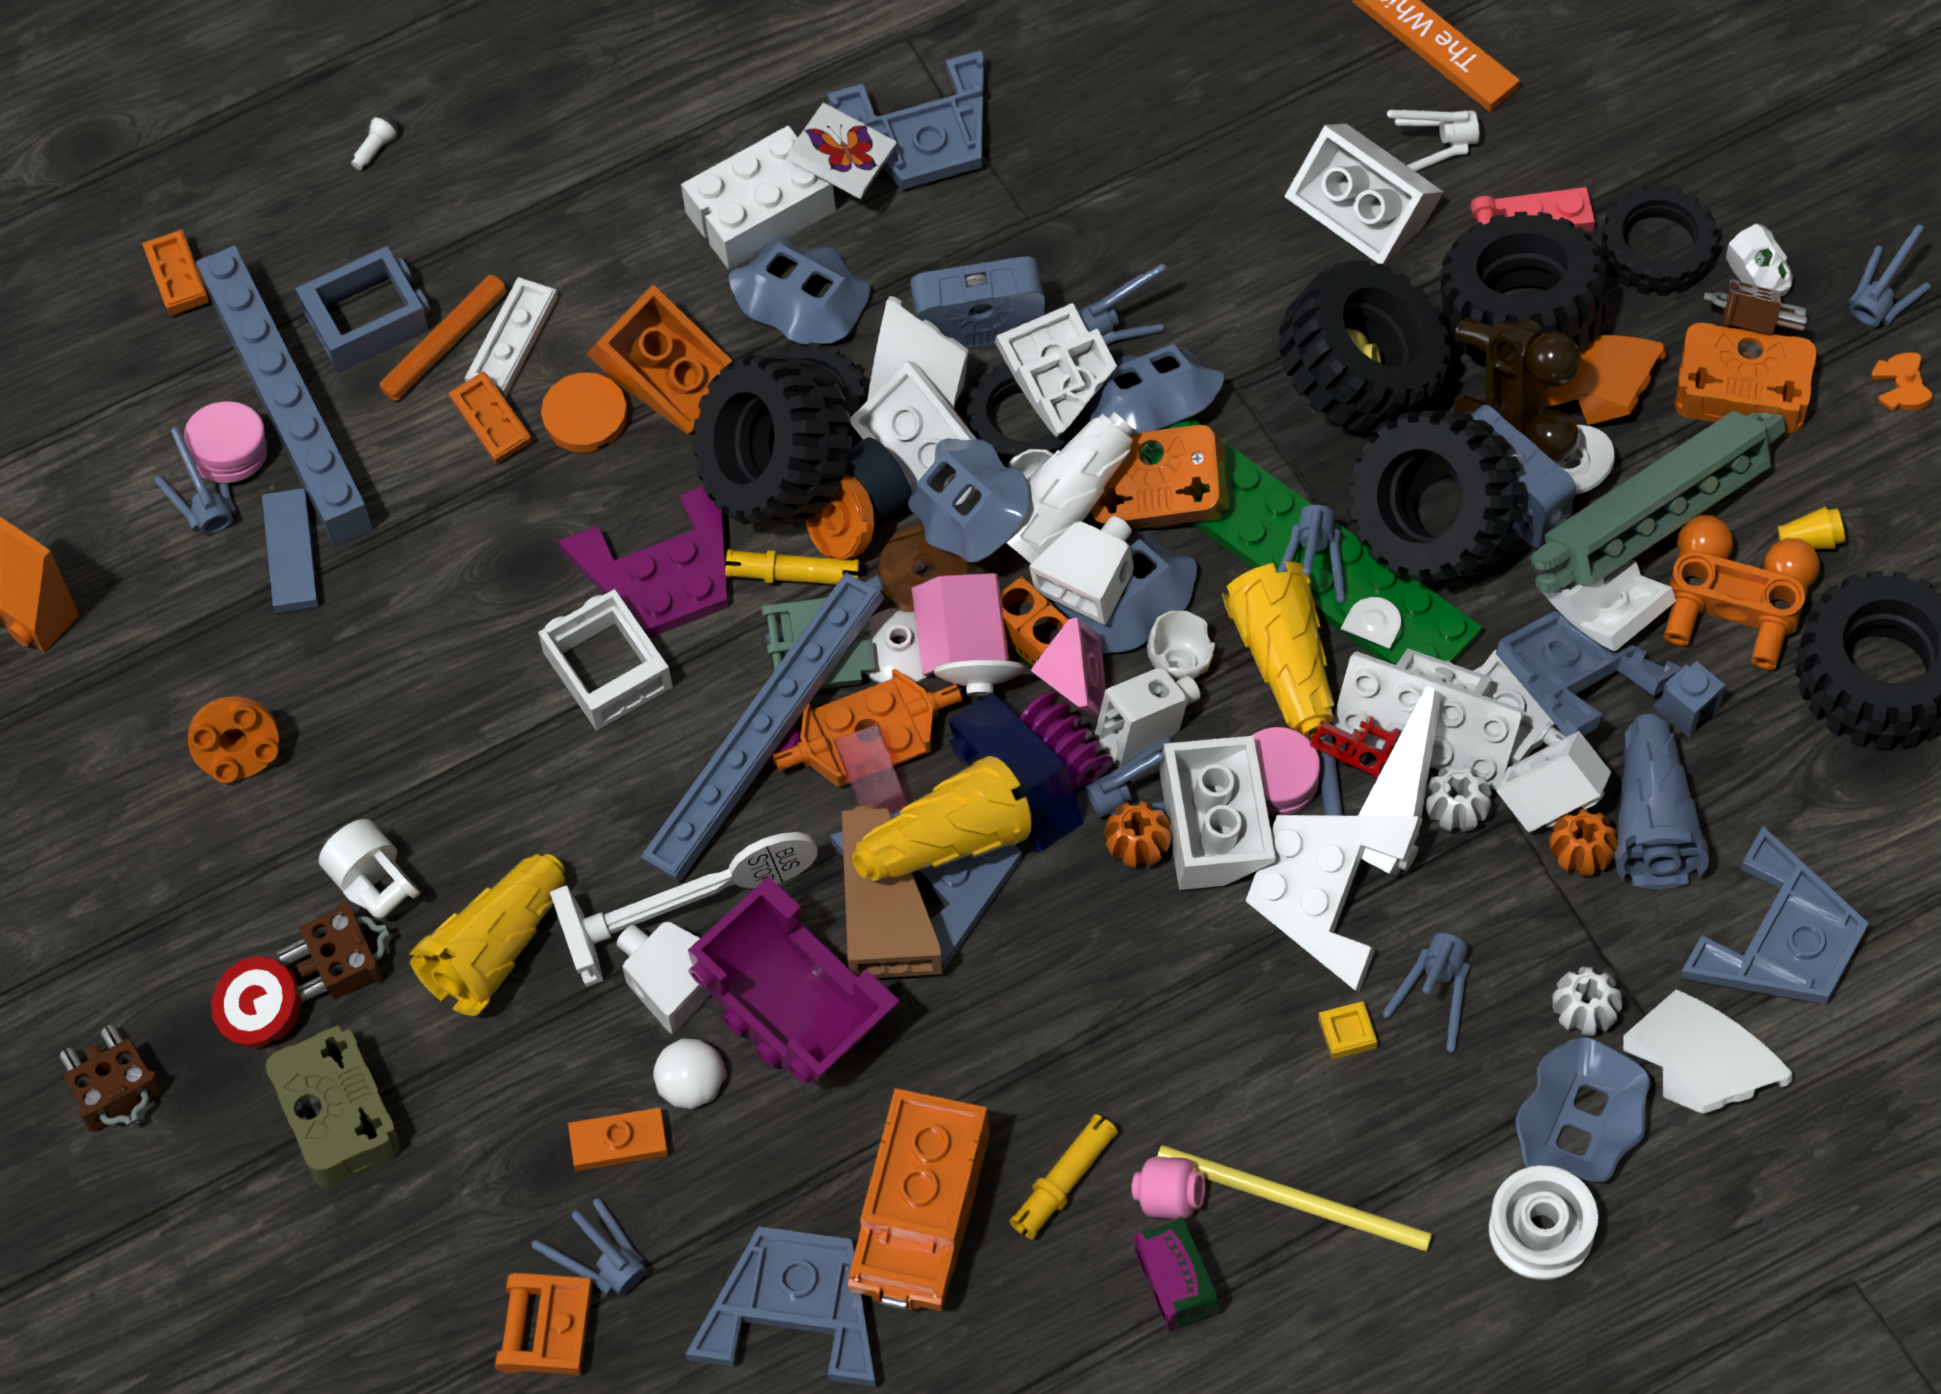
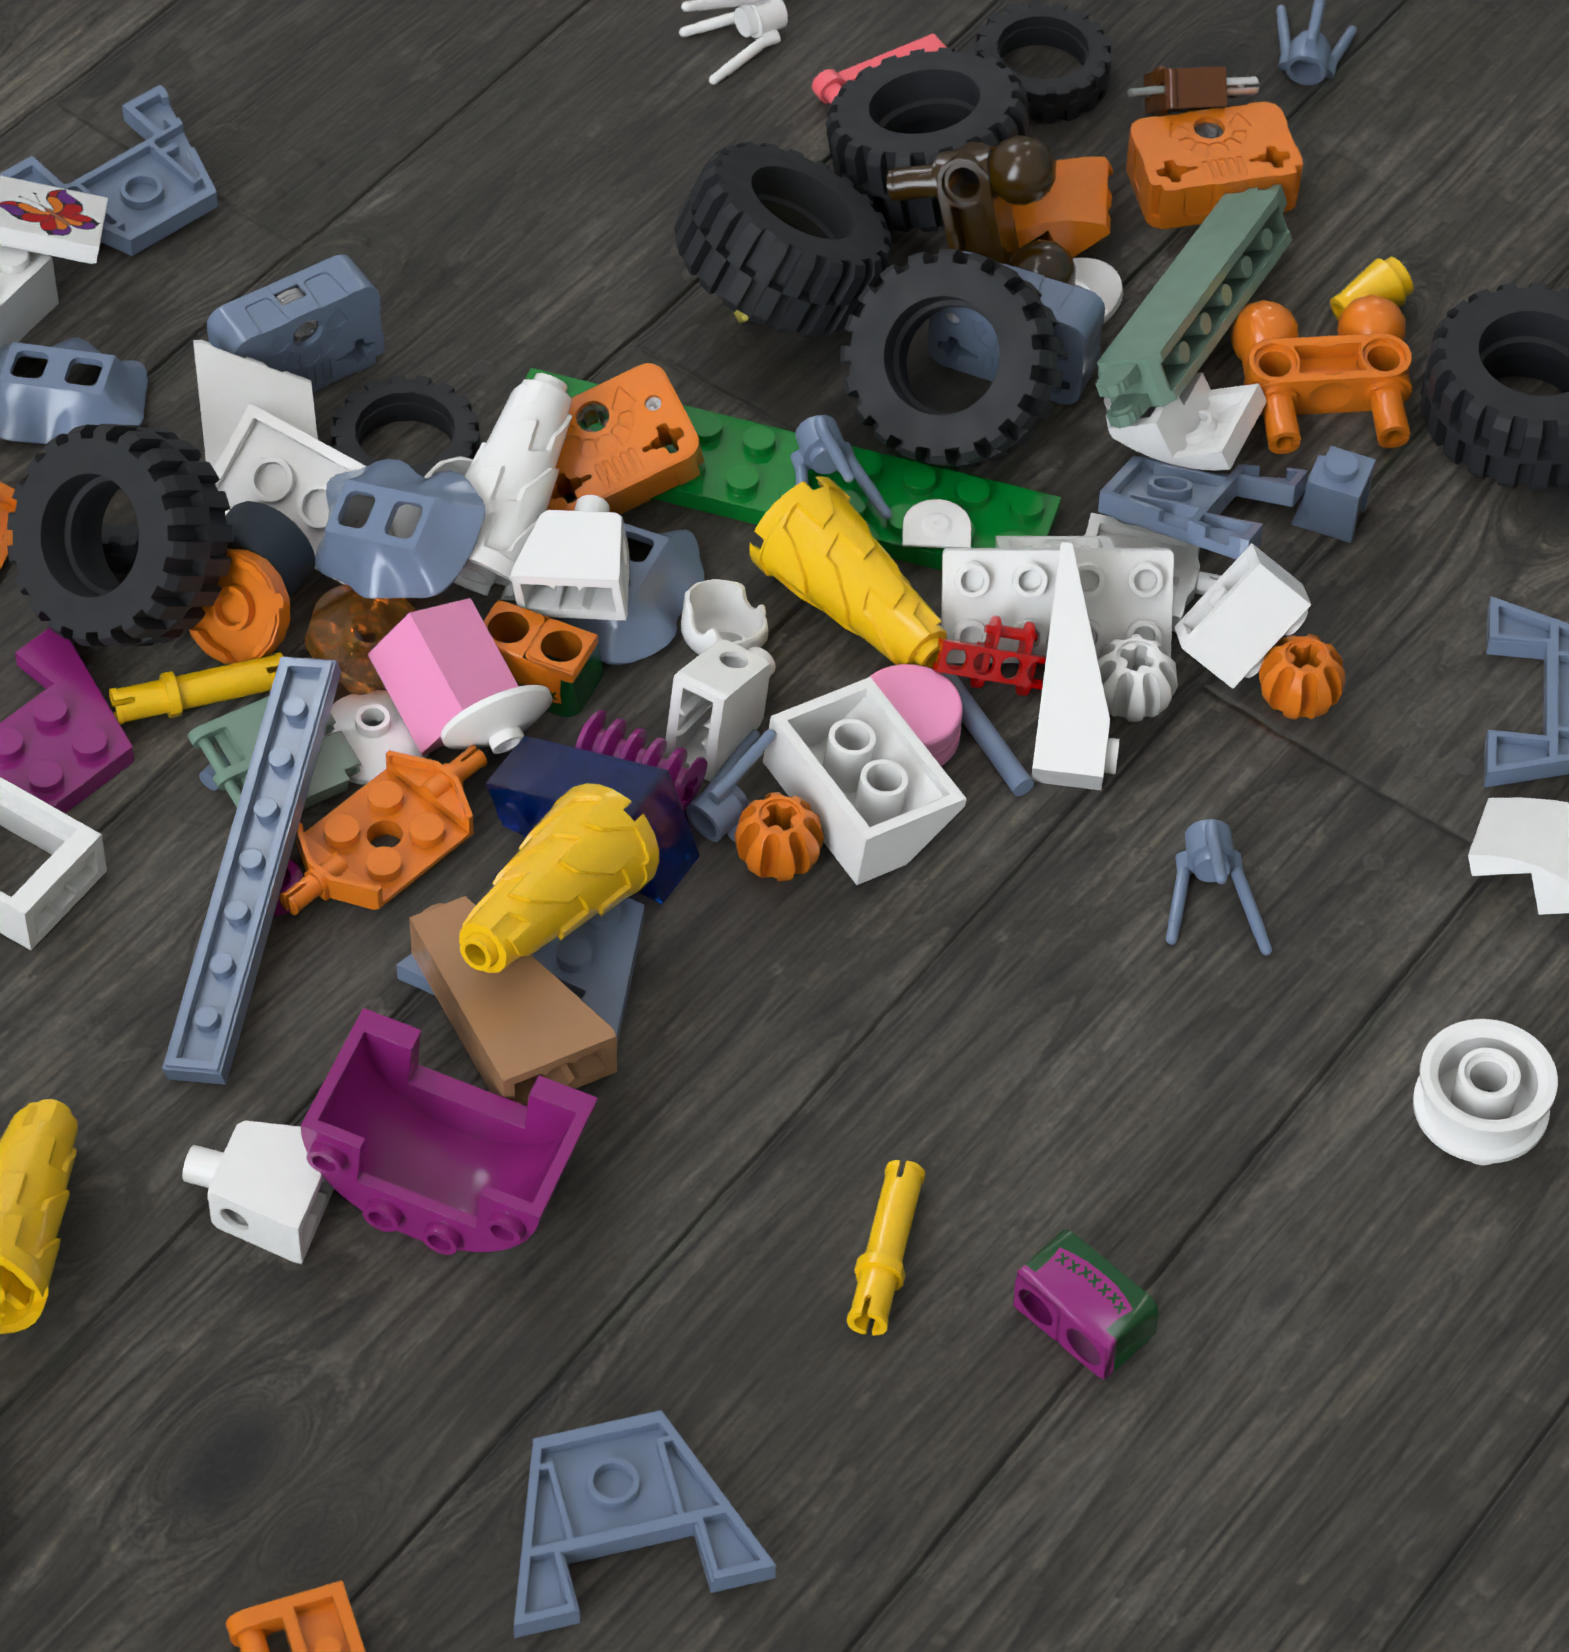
camera: 30 degrees left, 10 degrees down
(617, 1139) = (292, 1408): orange plate -> none
(619, 1267) = (369, 1553): sand blue plant -> none
(689, 1073) = (349, 1296): white hair -> none
(774, 856) = (318, 1034): white piece -> none
(870, 769) = (410, 866): clear pink plate -> none
(919, 1200) = (730, 1326): orange piece -> none
(1057, 364) = (425, 368): white slope -> none
(1075, 666) = (615, 680): bright pink slope -> none
(1103, 316) = (445, 315): sand blue plant -> none
(1160, 397) = (579, 358): sand blue piece -> none
(1169, 1188) = (1023, 1211): bright pink head -> none
(1305, 1201) = (1173, 1174): light yellow piece -> none
(1313, 877) = (1013, 812): white wing -> none
(1347, 1030) = (1137, 970): yellow tile -> none
(1363, 192) = (682, 102): white slope -> none
(1551, 1108) = (1463, 910): sand blue piece -> none
(1588, 986) = (1400, 840): white piece -> none
(1657, 817) = (1376, 624): sand blue cone -> none
(1759, 259) = (1160, 42): white rock -> none
(1909, 391) = (1391, 130): orange piece -> none

